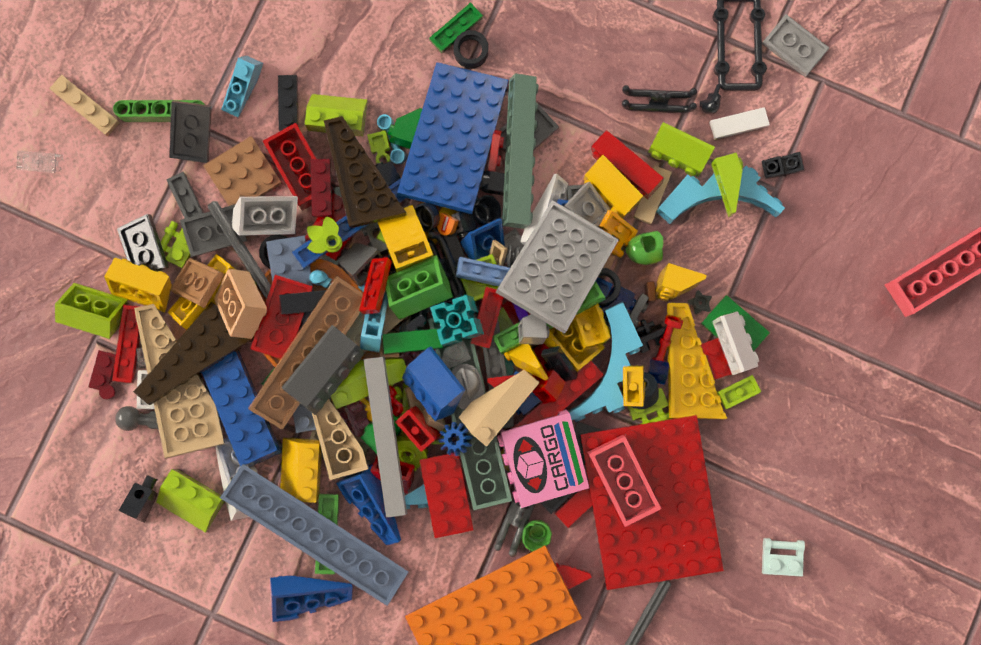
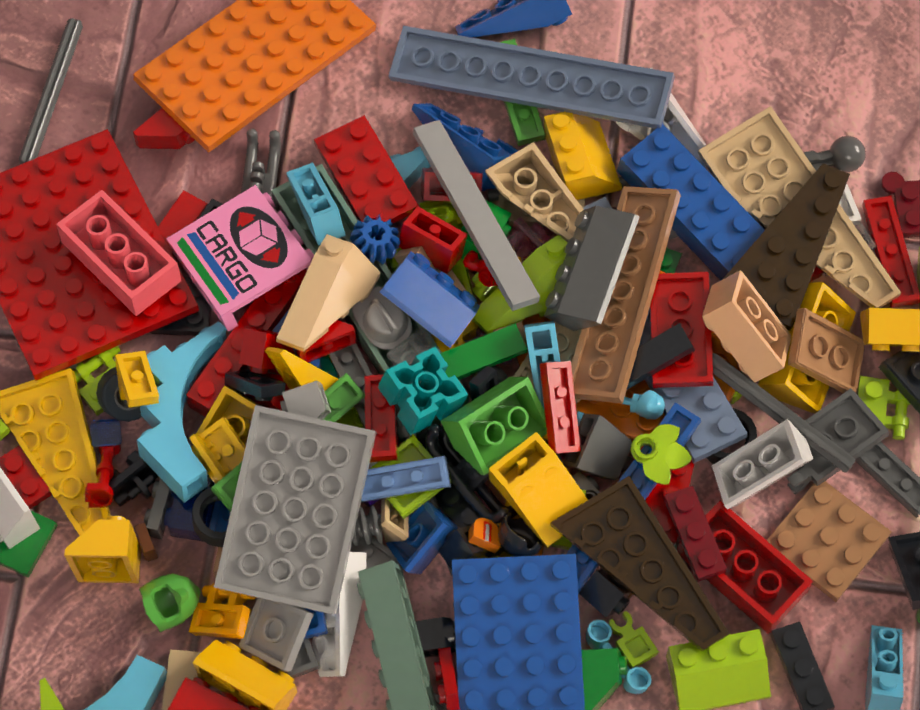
camera: 165 degrees right, 15 degrees down
(135, 505) = (785, 56): black torso -> none
(189, 499) = (718, 84): lime slope -> none
(486, 210) = (432, 588): black hair -> none
(486, 478) = (316, 203): none -> medium azure slope
(536, 535) = (225, 165): bright green hair -> none
(705, 302) = (56, 552): pearl dark grey plate -> none

